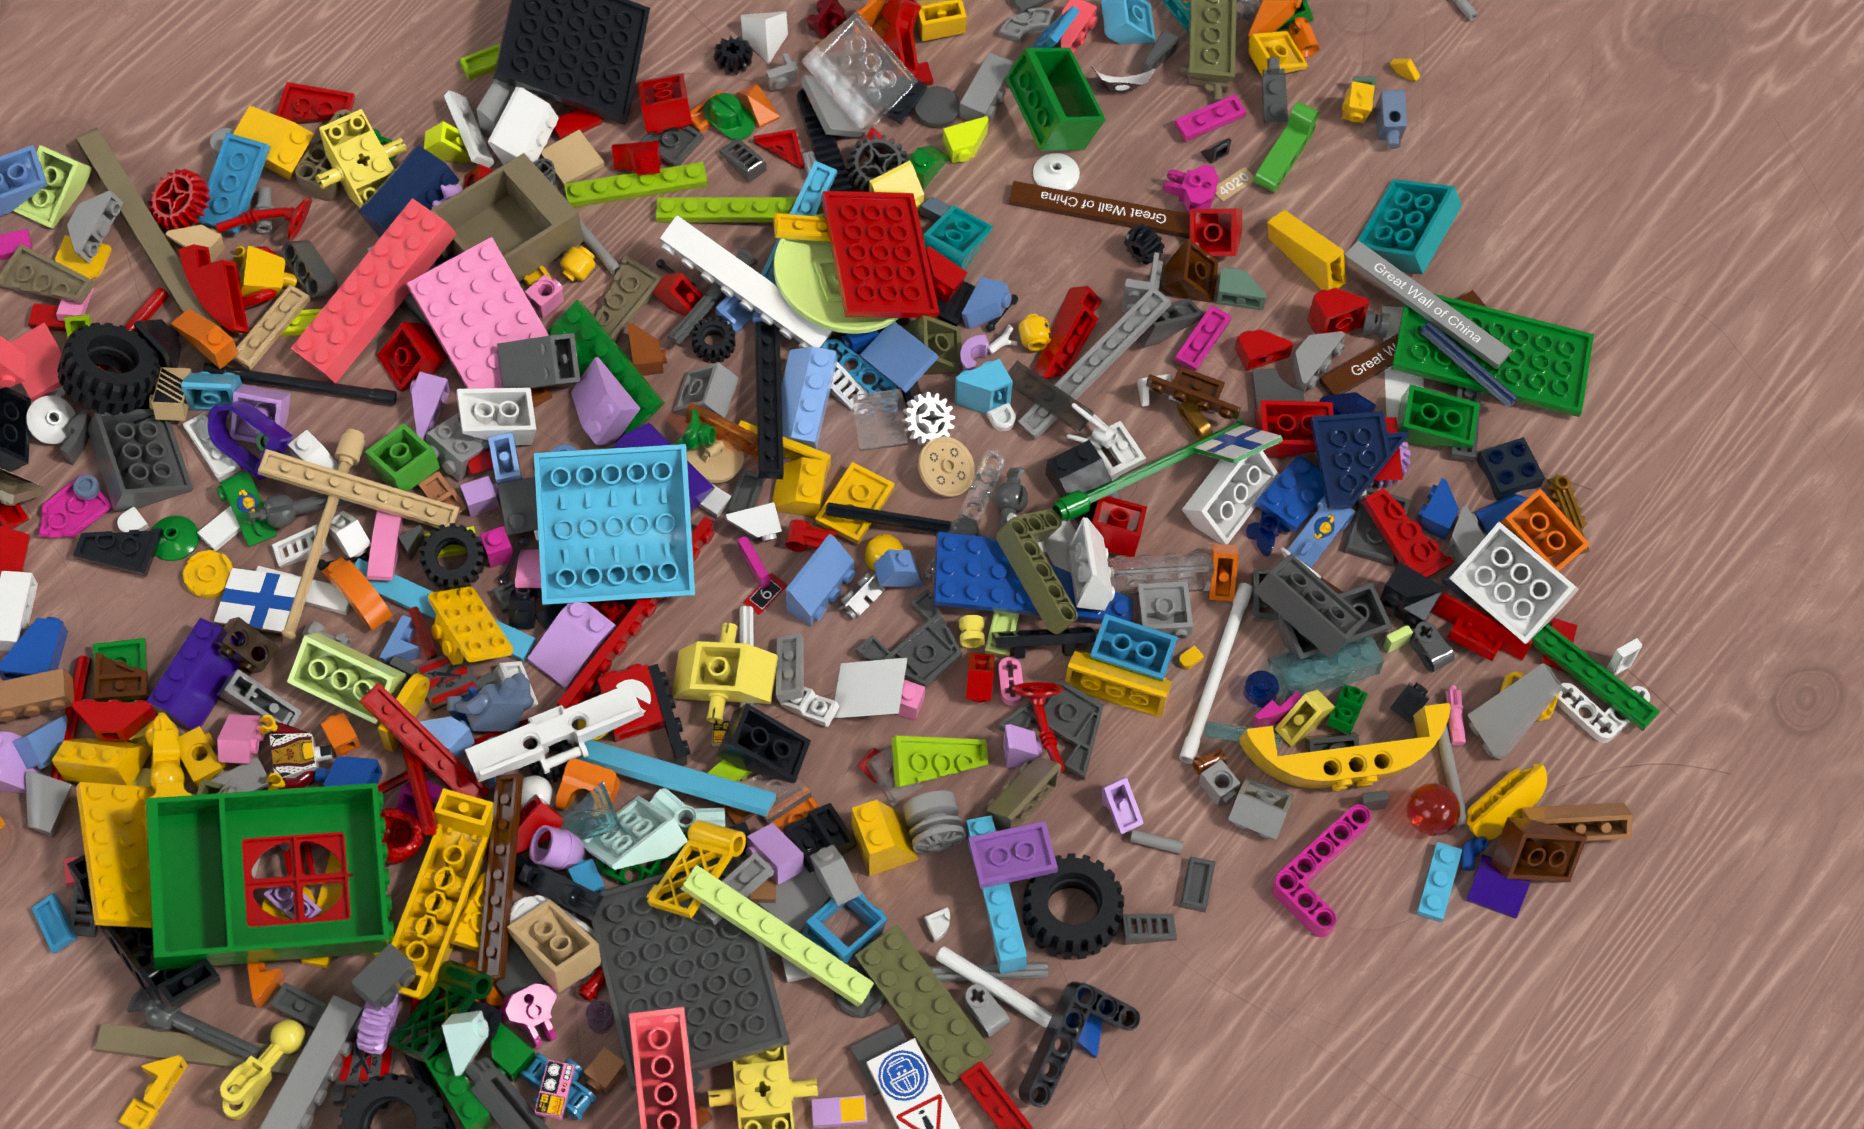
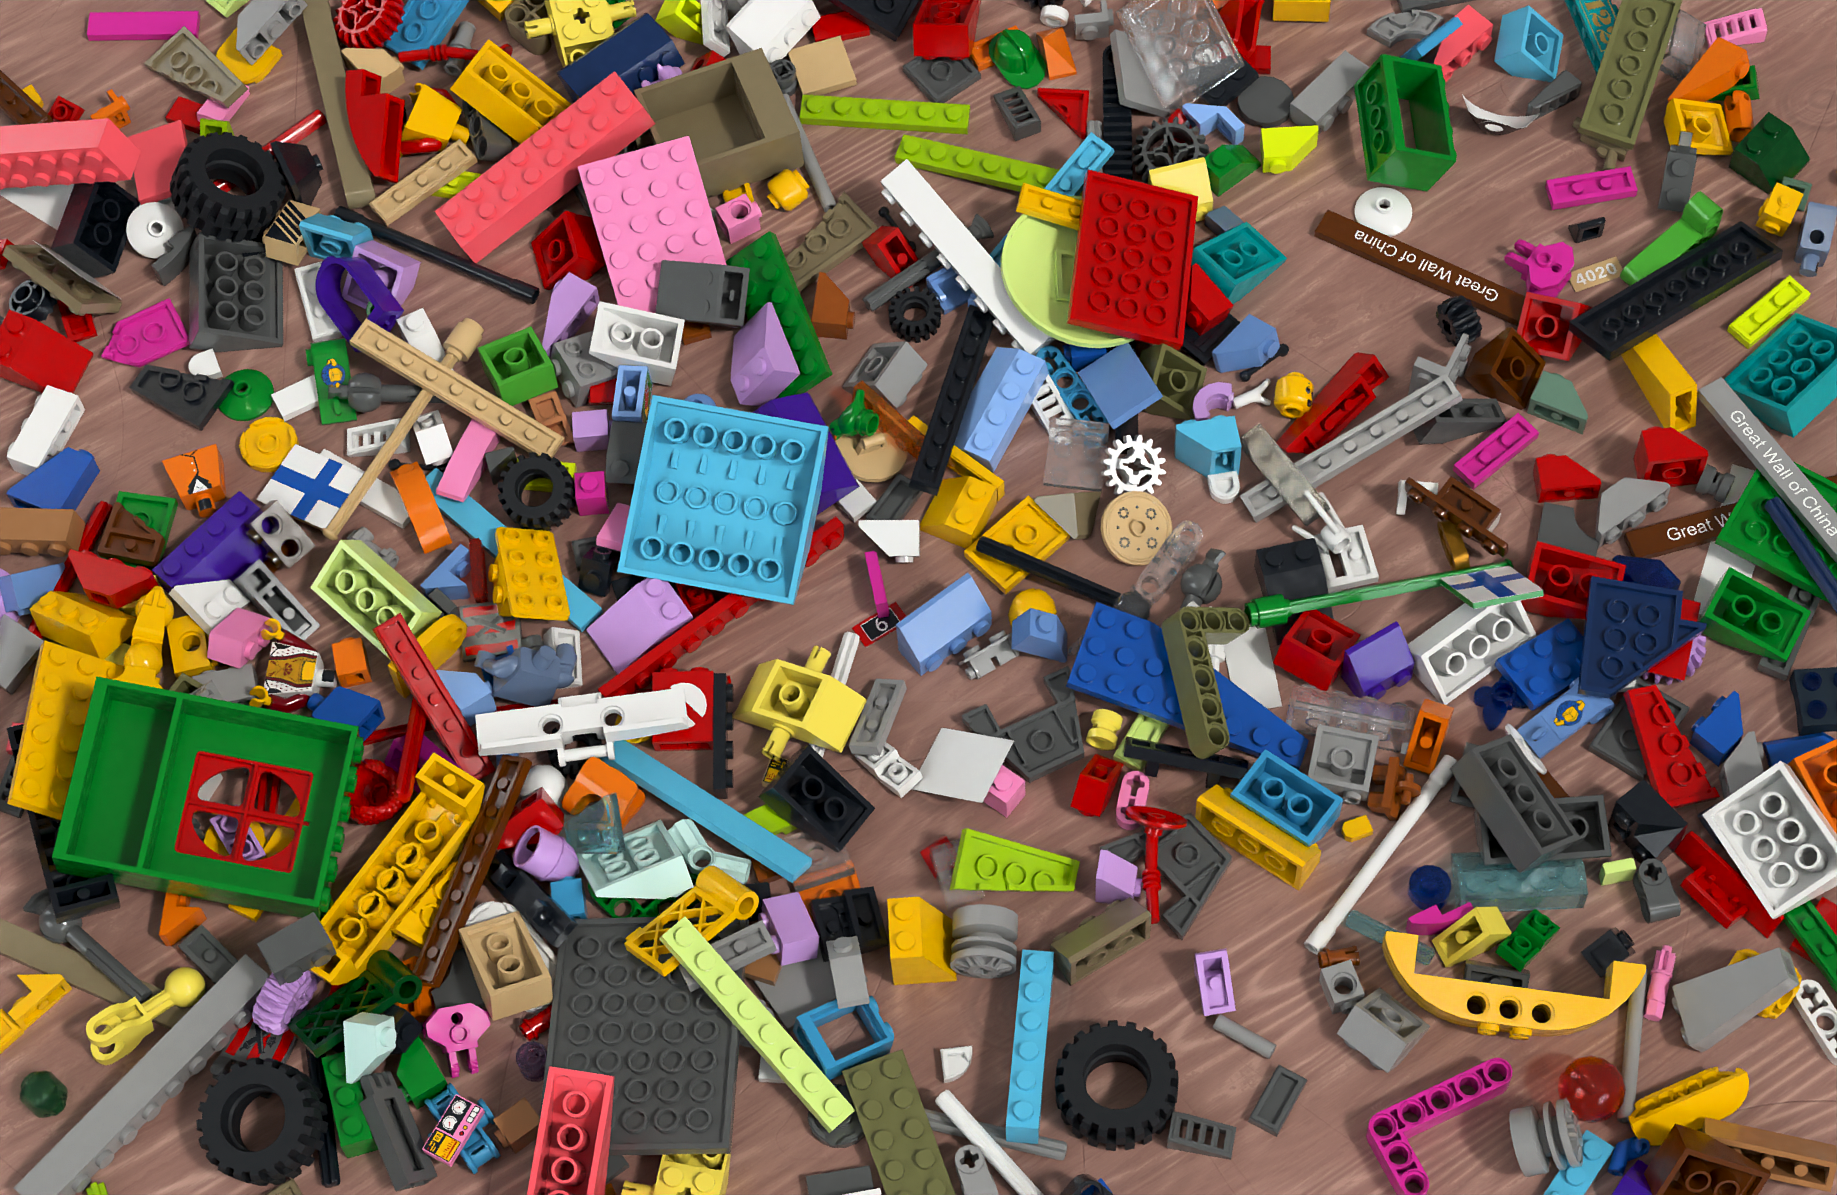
camera: 25 degrees right, 0 degrees up
(86, 487) = (168, 314): sand blue tile -> none
(157, 617) = (198, 479): none -> orange torso
(204, 715) = (209, 601): none -> white wing
(206, 337) = (346, 178): orange slope -> none
(323, 238) = (508, 93): none -> yellow slope
(503, 578) = (589, 531): black hinge -> none
(637, 157) = (896, 82): red arch -> none
(748, 76) = (1054, 16): none -> white tile
(804, 536) = (944, 568): red piece -> none
(890, 466) = (1072, 511): none -> dark tan slope
(904, 128) = (1210, 117): none -> light blue slope
(1013, 854) = (1059, 1004): medium lavender plate -> none
(1090, 568) = (1265, 690): white slope -> none
(1168, 525) = (1378, 663): none -> slope
(1205, 610) = (1398, 789): none -> dark orange hips
(1300, 182) = (1675, 290): none -> black plate
(1336, 61) = (1769, 154): none -> dark green slope
(1372, 183) = (1768, 312): none -> neon yellow tile
(1375, 800) = (1524, 1058): dark grey tile -> none
(1413, 855) = (1552, 1136): none -> light grey wheel

